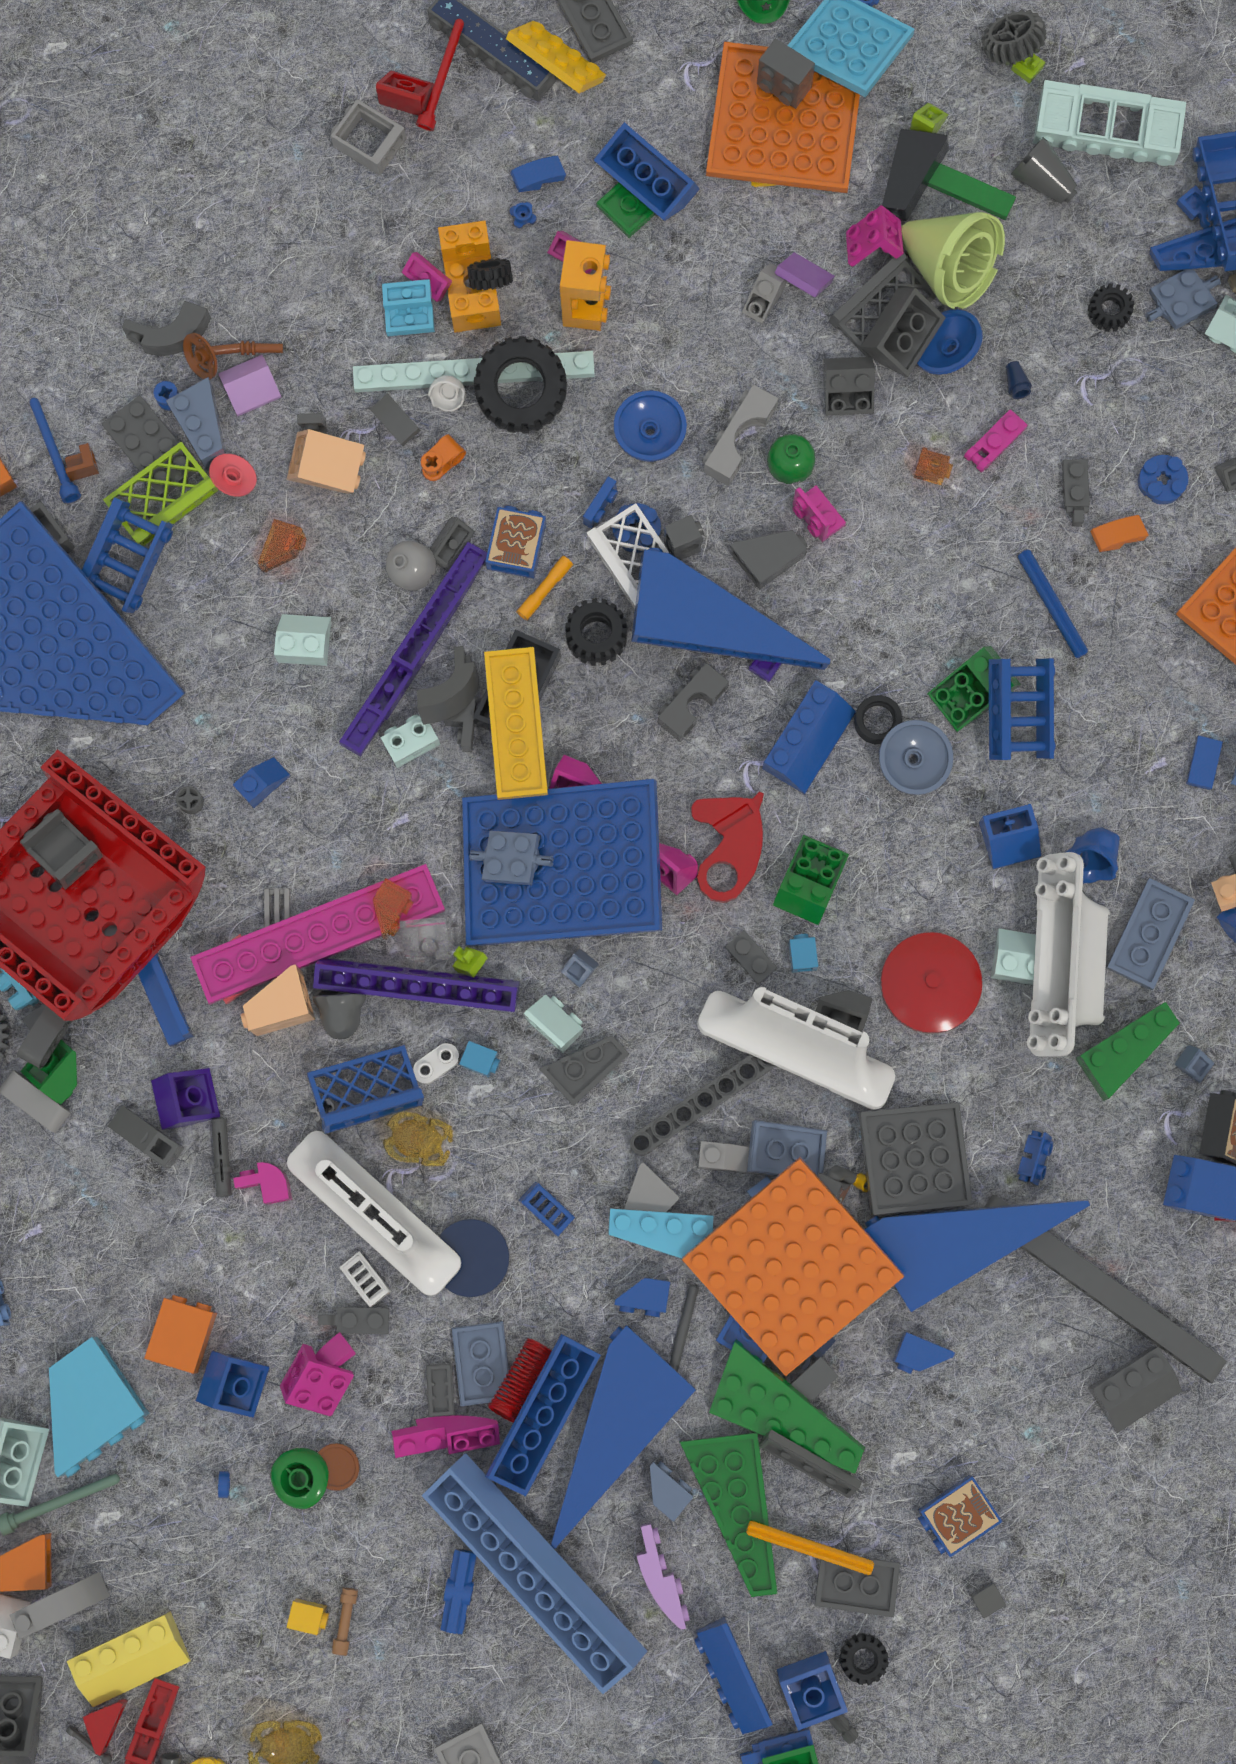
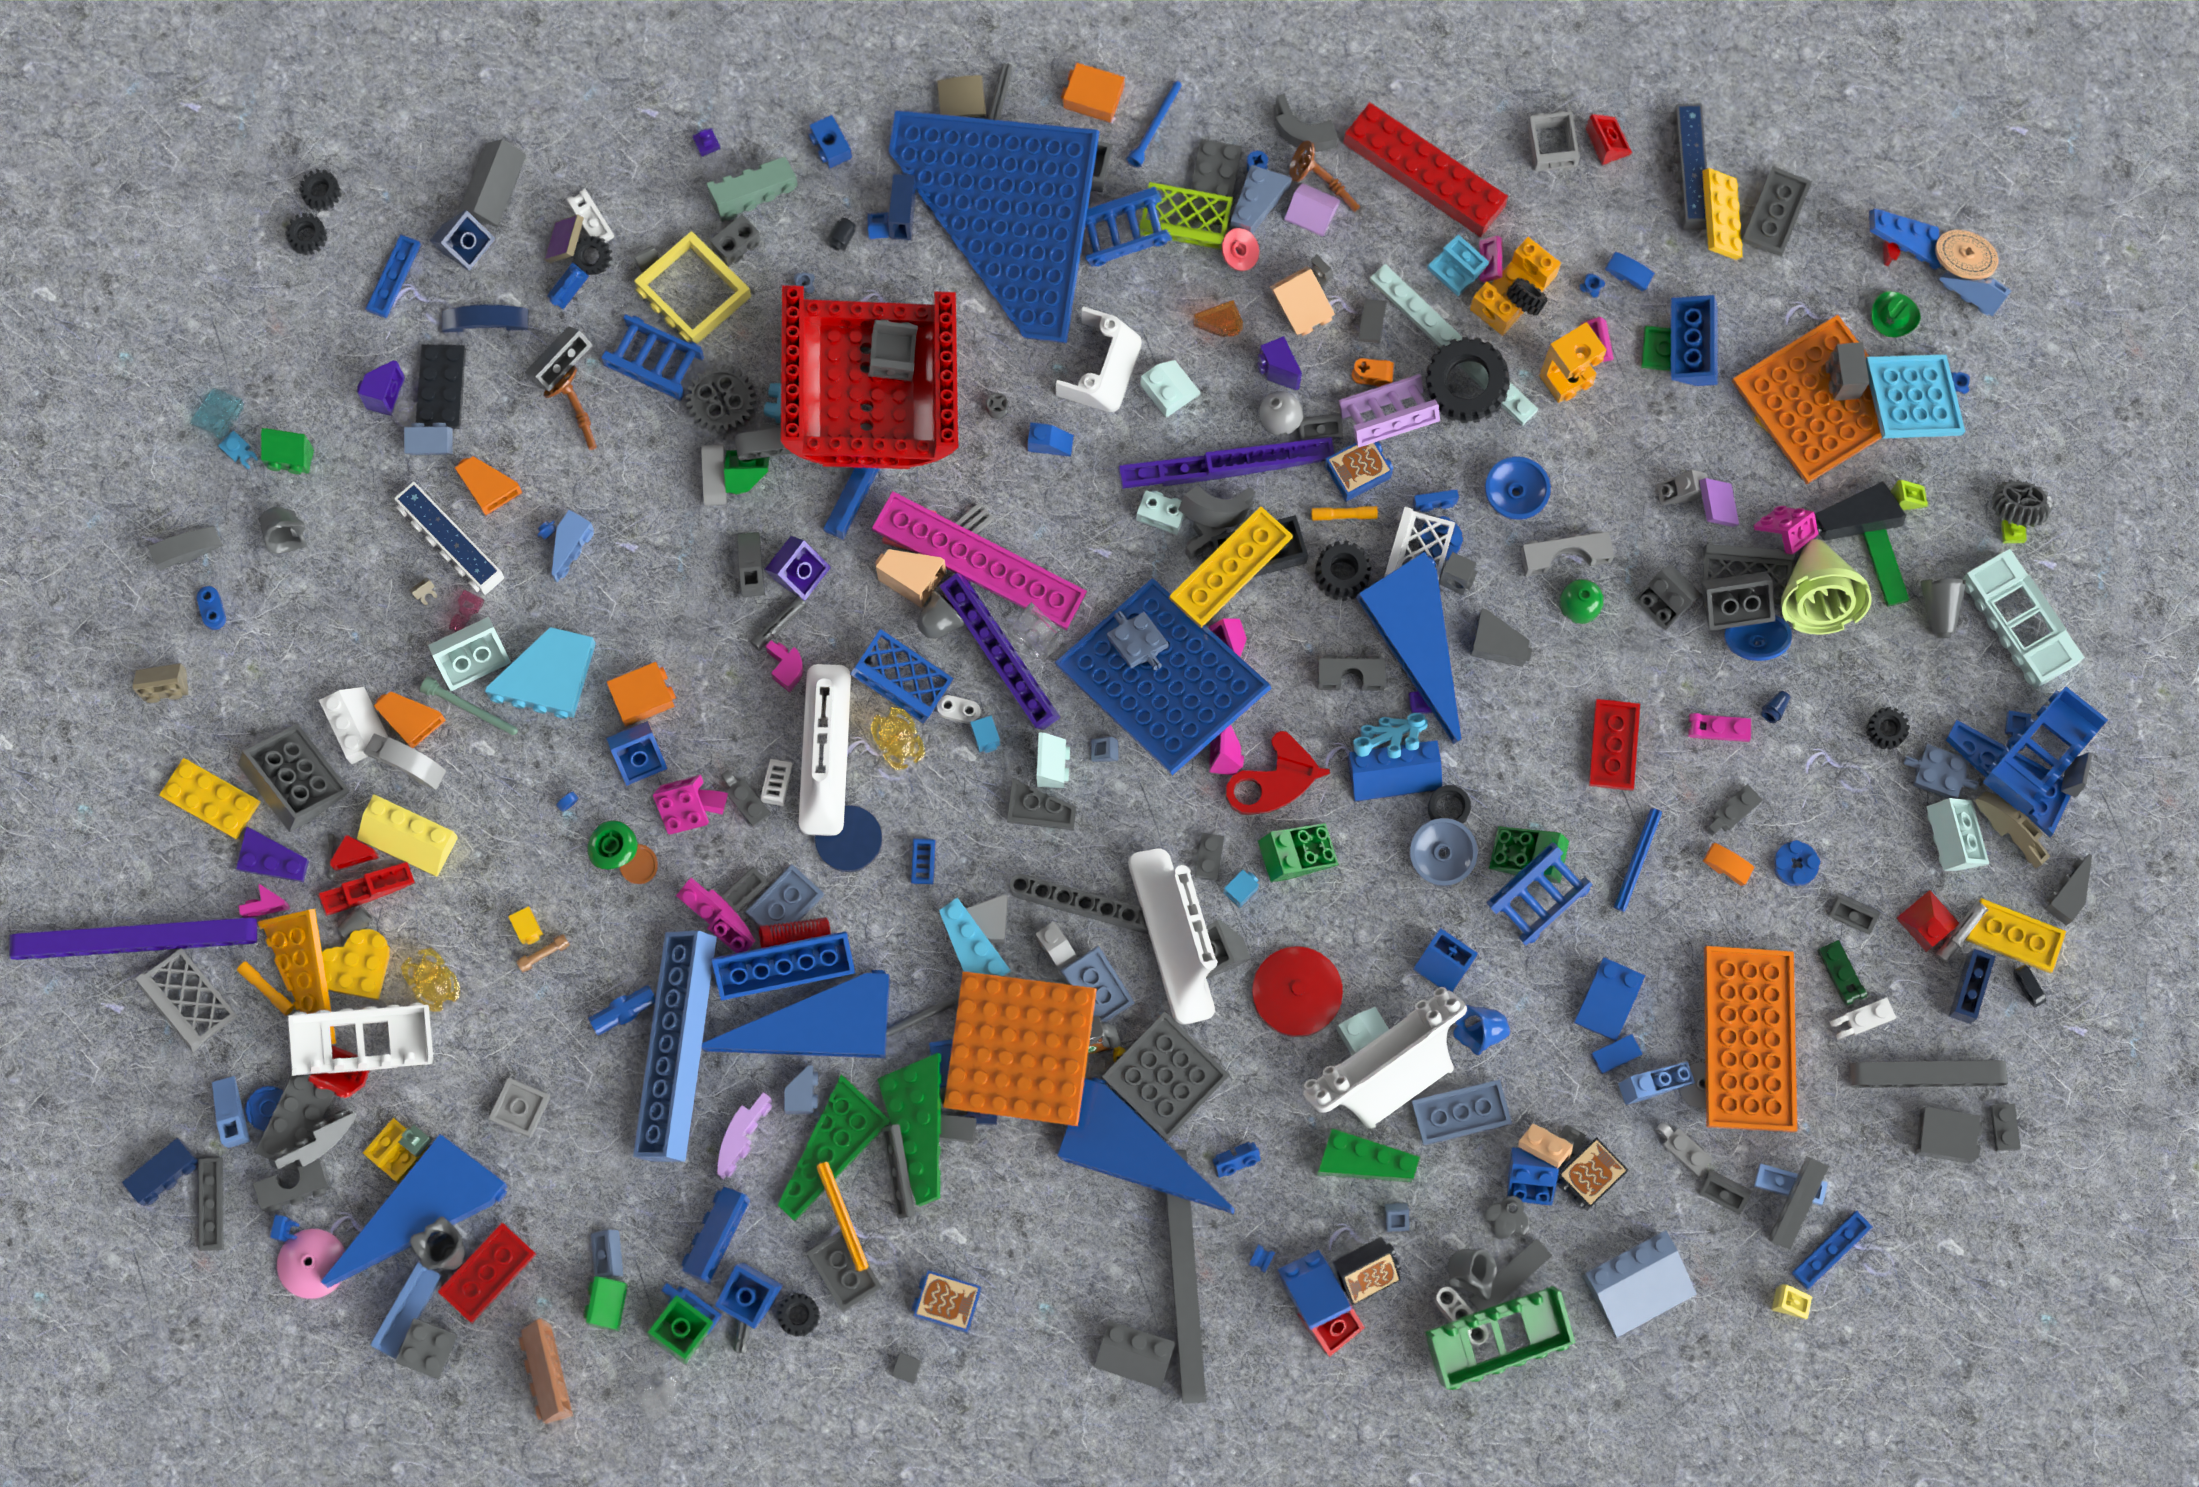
camera: 45 degrees right, 5 degrees down
(81, 464) = (1162, 149): dark orange panel -> none
(259, 693) = (1109, 387): none -> white windscreen
(298, 262) = (1425, 169): none -> red brick
(367, 529) = (1279, 364): none -> dark purple slope
(389, 905) = (1038, 589): clear orange slope -> none
(427, 118) = (1601, 168): red piece -> none
(447, 393) = (1420, 338): white hair -> none
(468, 961) = (1045, 672): lime tile -> none
(506, 478) = (1394, 423): none -> lavender fence
(646, 1295) = (920, 971): blue slope -> none
(782, 686) = (1414, 723): none -> medium azure plant
(817, 512) = (1559, 649): dark pink bracket -> none
(919, 1354) = (1034, 1186): blue slope -> none
(927, 472) = (1657, 706): clear orange brick -> none
(938, 538) = (1614, 744): none -> red plate
(1140, 1209) = (1261, 1258): none -> blue wheel
(1153, 728) = (1609, 999): none -> blue slope

